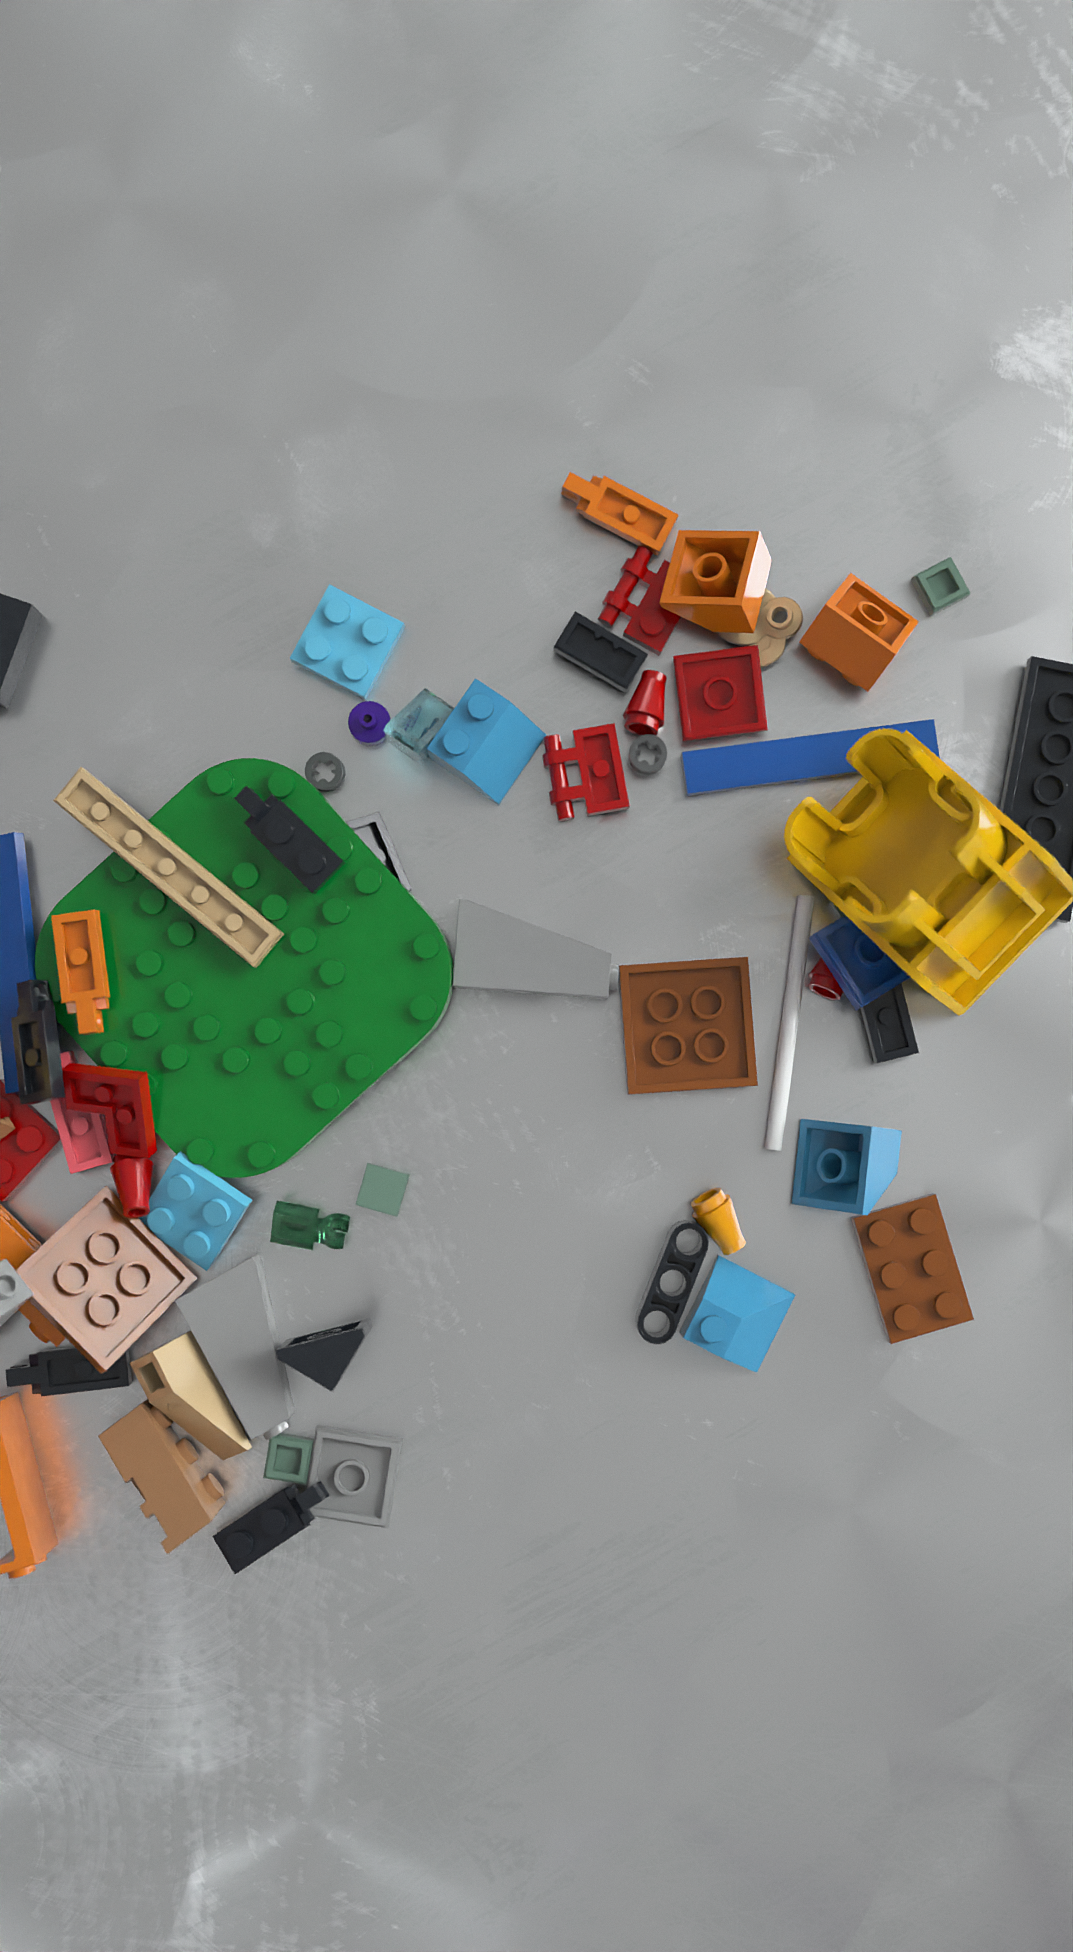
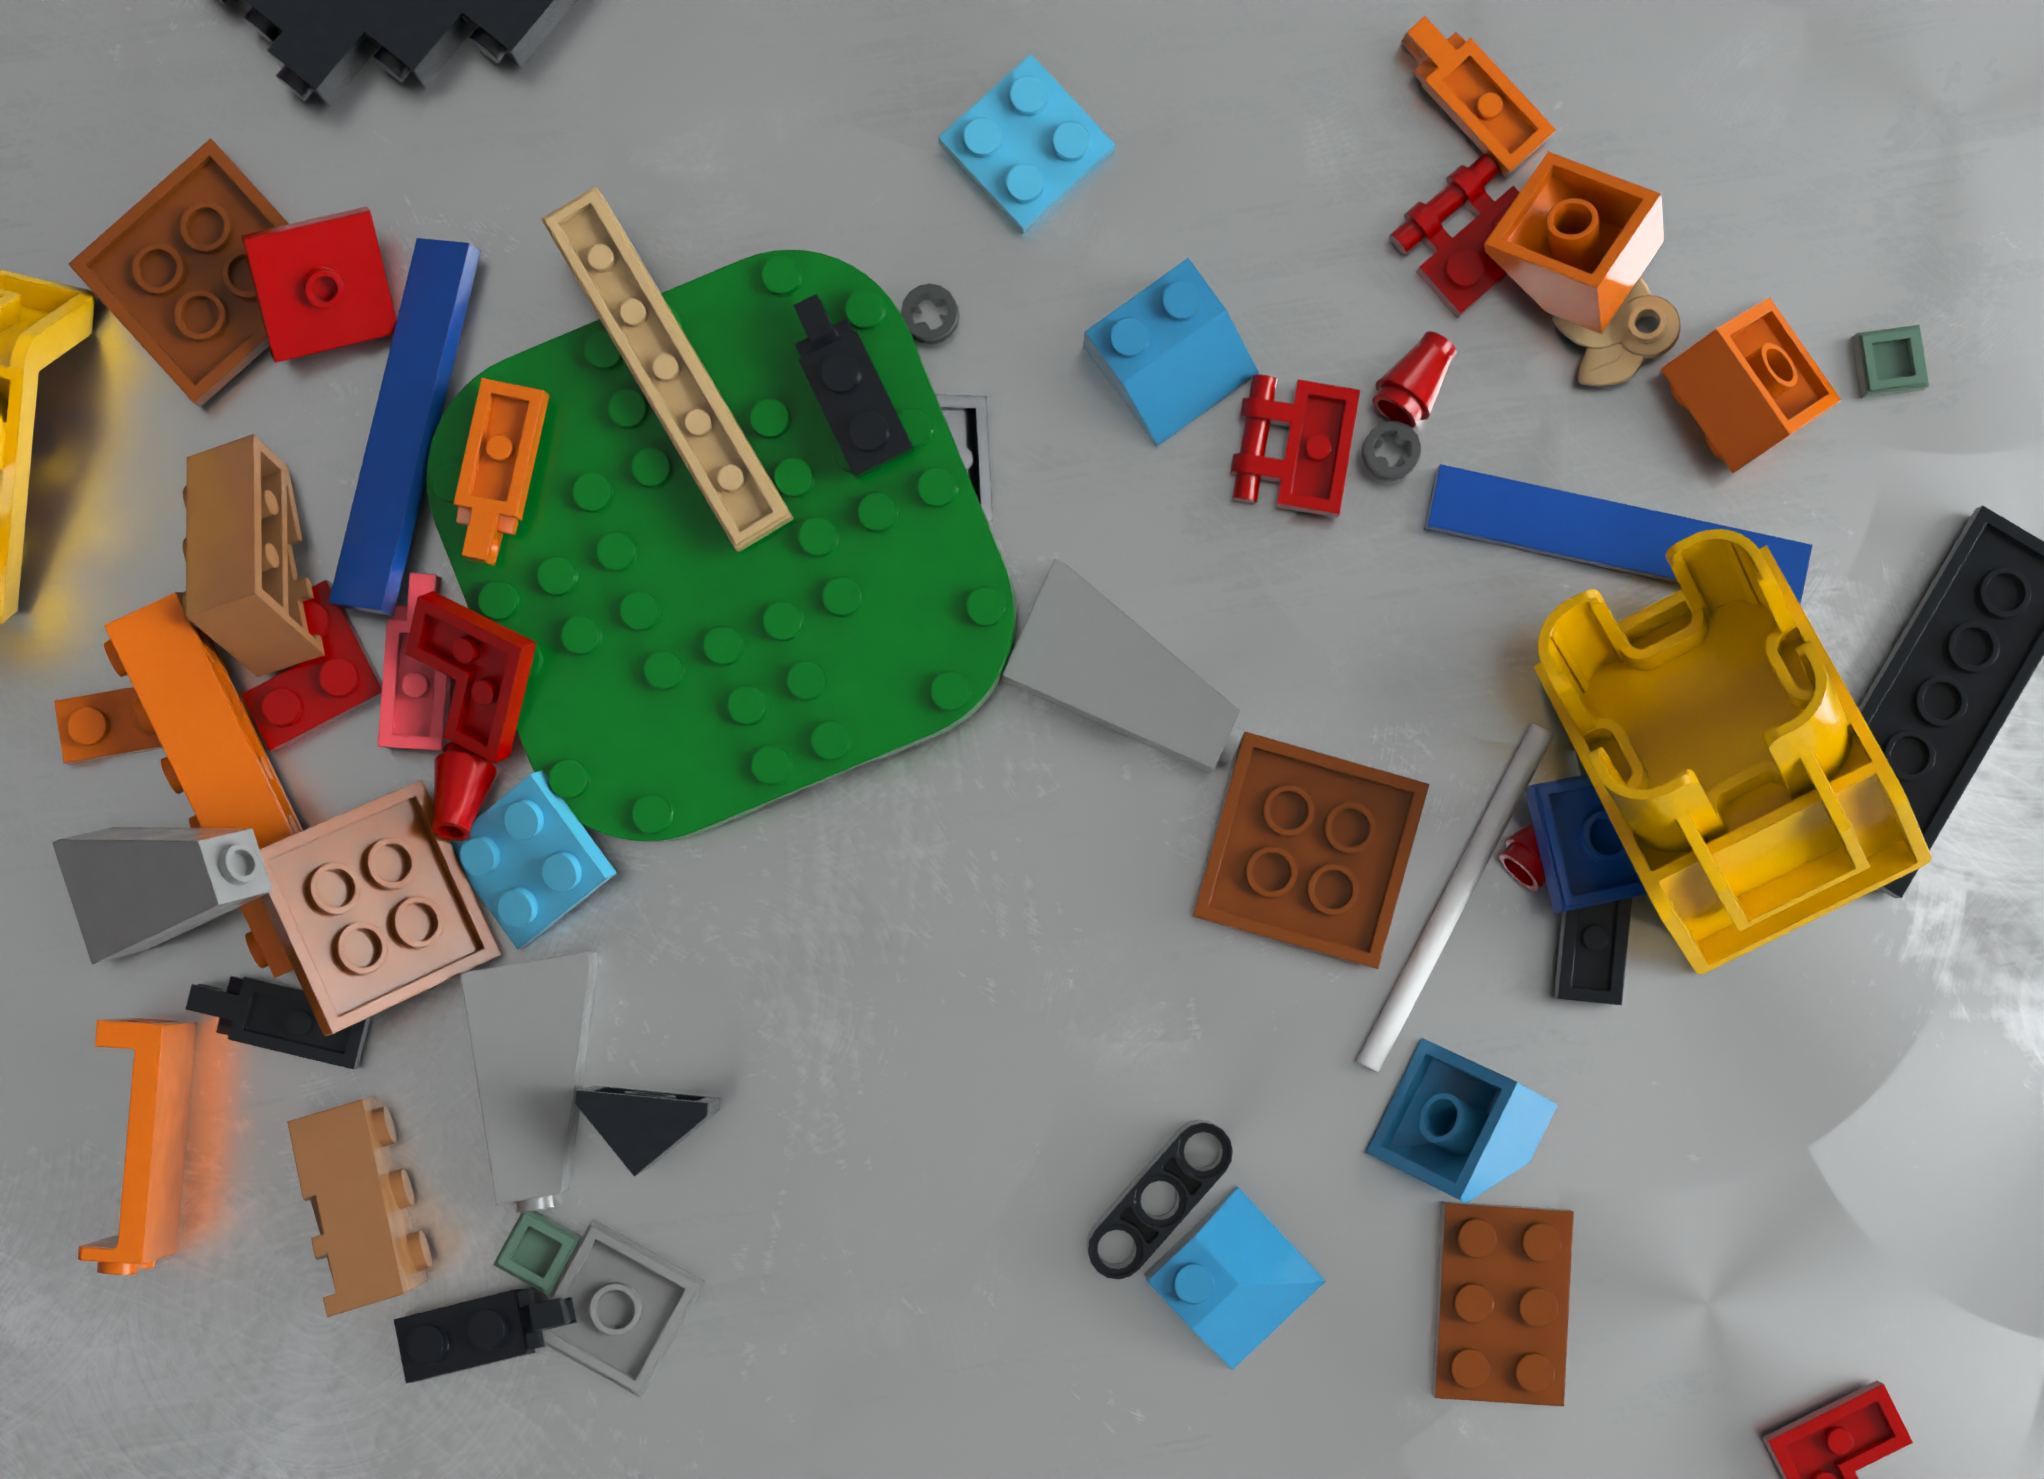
camera: 20 degrees right, 0 degrees up
(37, 1044) = (397, 549): black hinge -> none
(187, 1391) = (432, 1105): tan slope -> none
(302, 1227) = (671, 937): clear green plate -> none
(368, 733) = (1014, 282): dark purple tile -> none
(382, 1189) = (801, 925): sand green tile -> none
(418, 725) = (1084, 295): clear light blue slope -> none
(600, 652) = (1376, 283): black plate -> none
(718, 1219) = (1256, 1134): light orange cone -> none
(720, 693) = (1524, 401): red plate -> none

